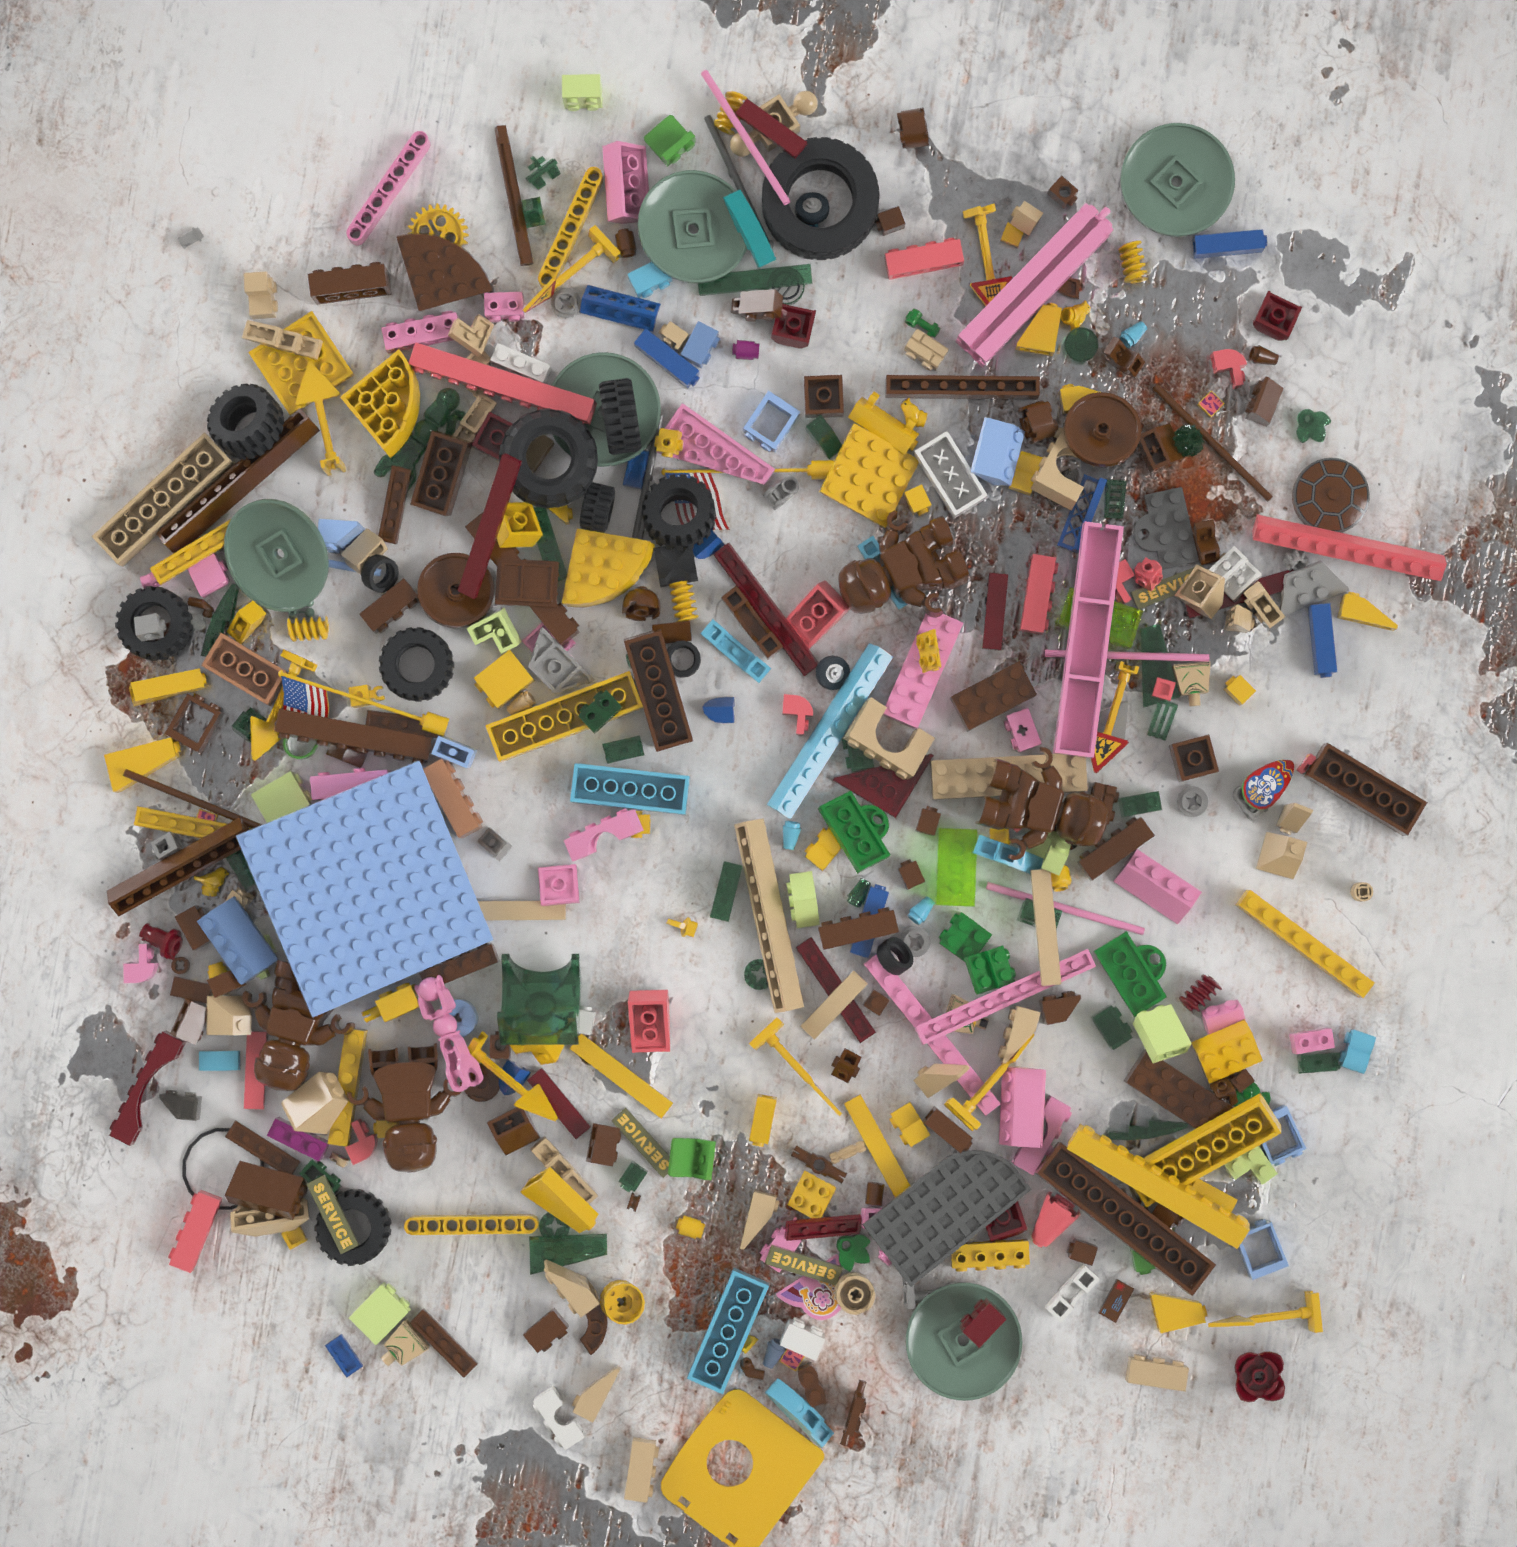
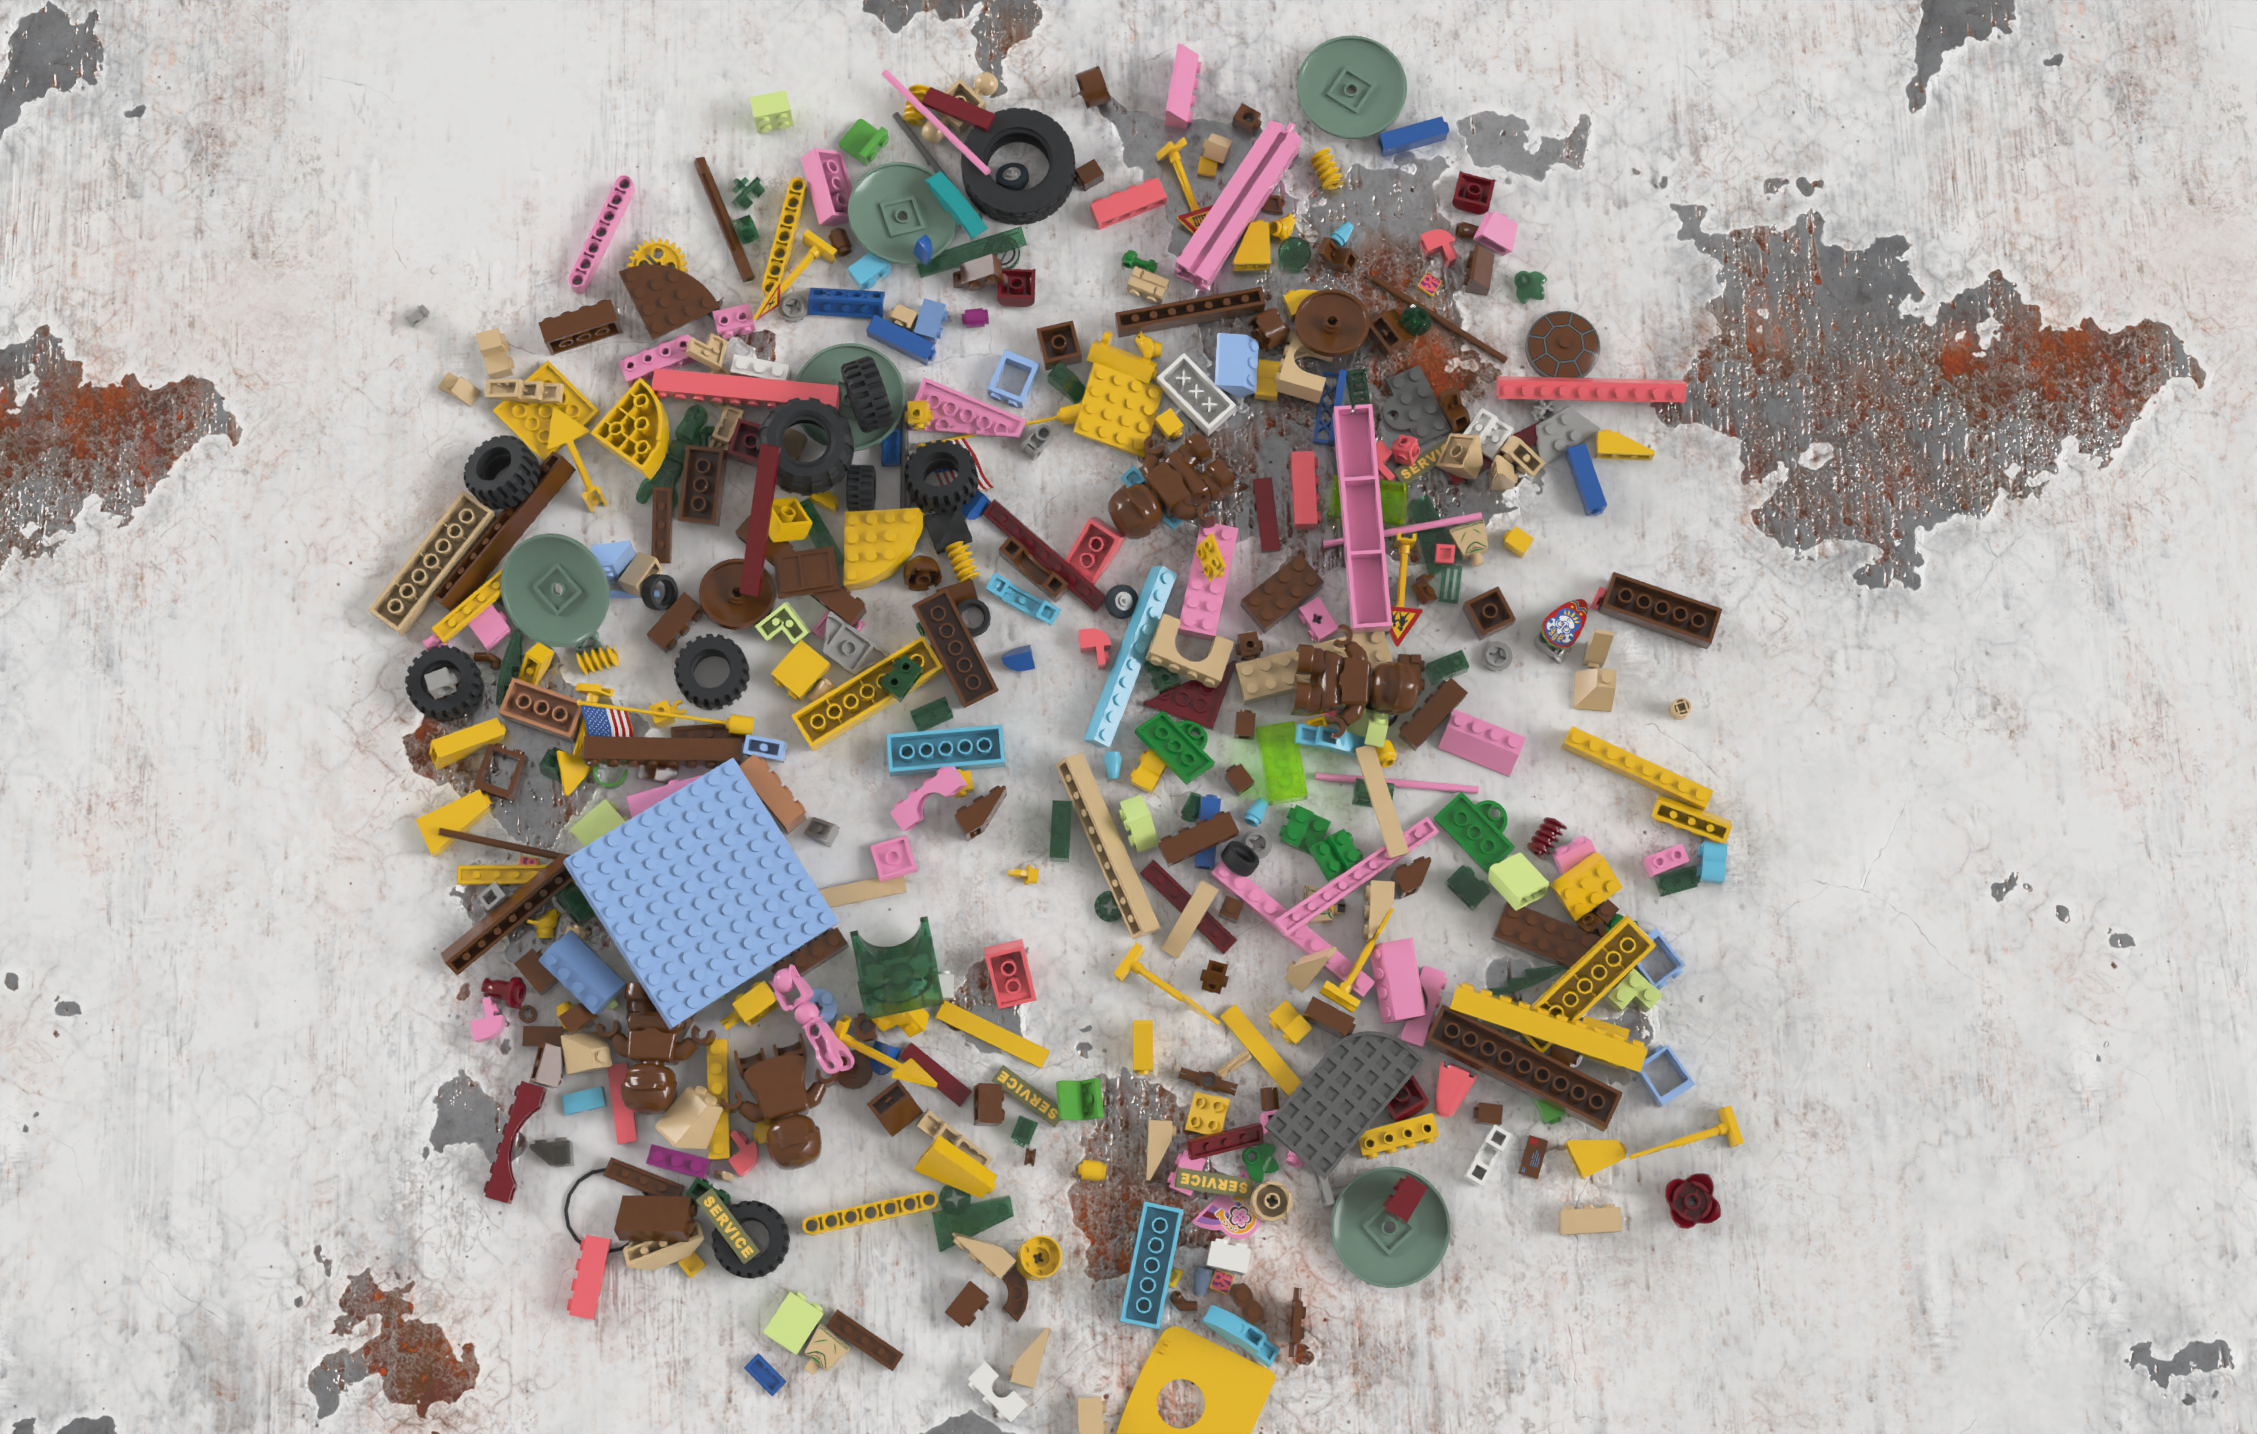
camera: 20 degrees left, 10 degrees down
(219, 322) = (459, 389): none -> tan slope
(646, 863) = (976, 817): none -> reddish brown slope
(707, 271) = (923, 249): none -> blue brick
(953, 738) = (1249, 640): none -> reddish brown brick
(1003, 147) = (1182, 87): none -> bright pink slope
(1134, 720) = (1423, 590): none -> reddish brown bracket
(1291, 364) = (1497, 233): none -> bright pink torso
(1346, 1005) = (1691, 818): none -> yellow brick

